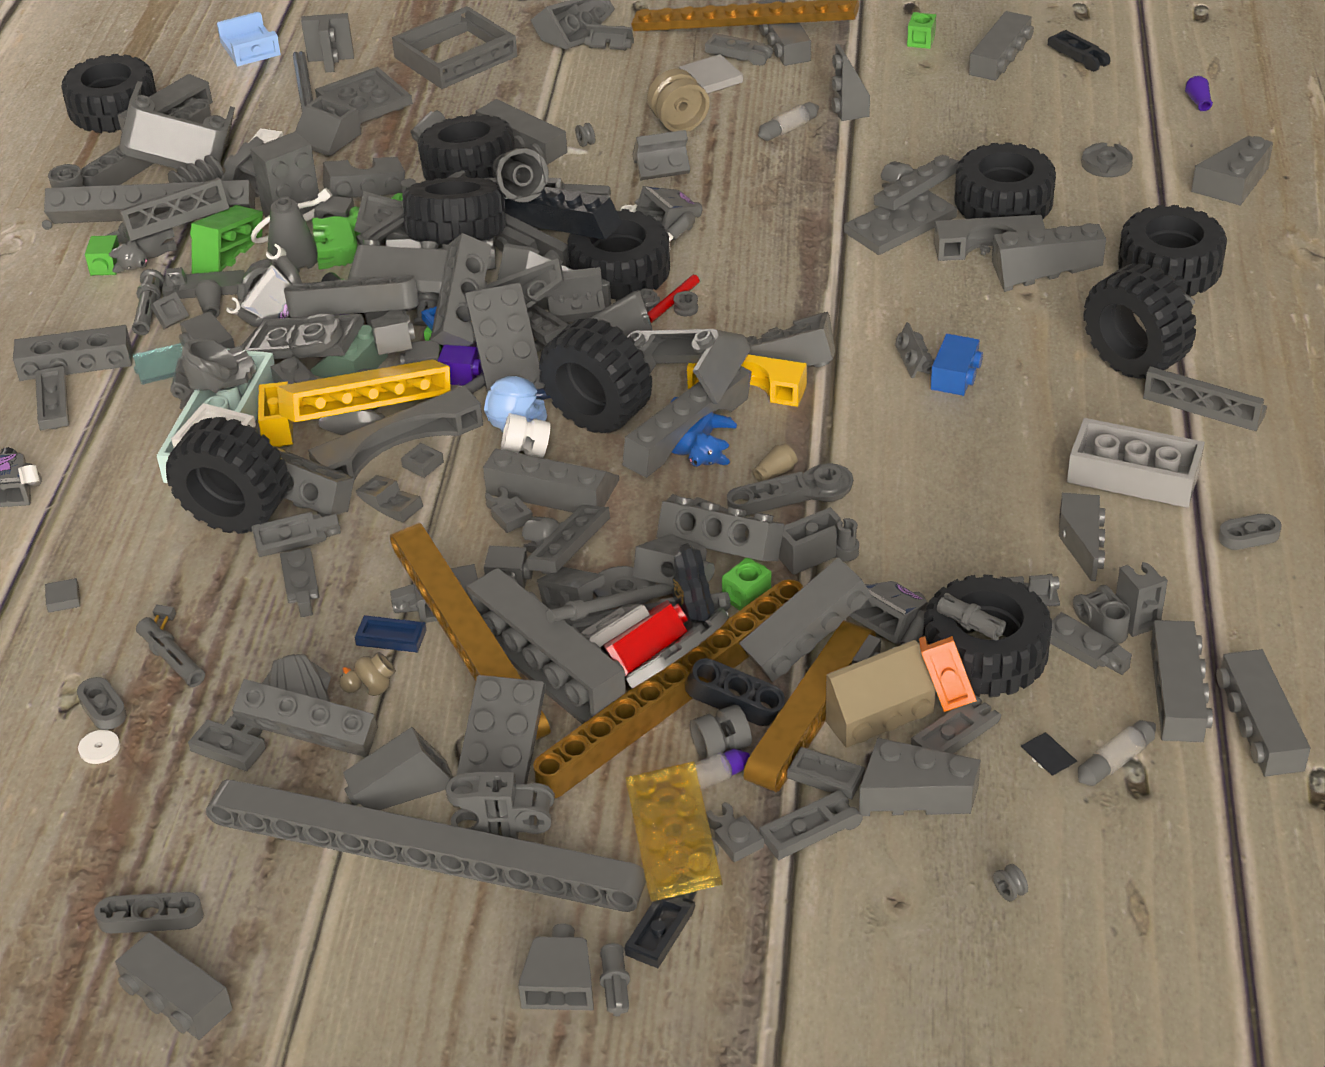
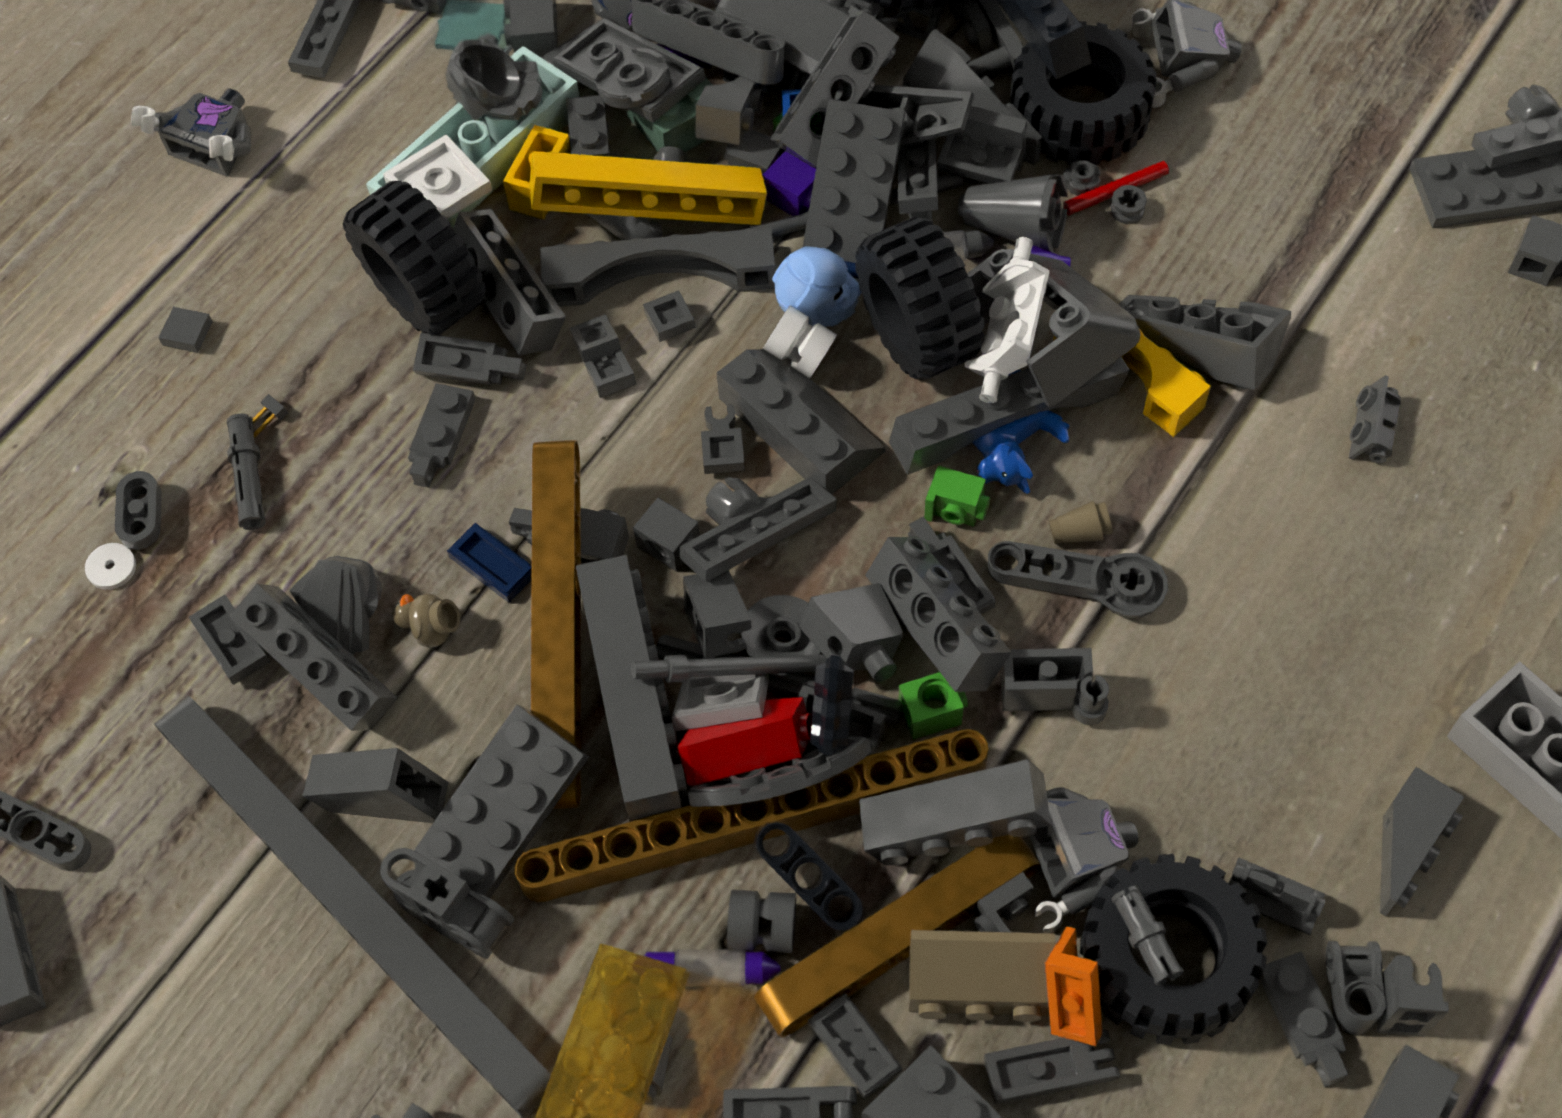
camera: 30 degrees right, 20 degrees up
(667, 360) = (1013, 320): none -> white plate
(686, 477) = (956, 497): none -> bright green brick
(734, 835) = (699, 1077): dark grey plate -> none
(956, 364) = (1414, 470): blue brick -> none

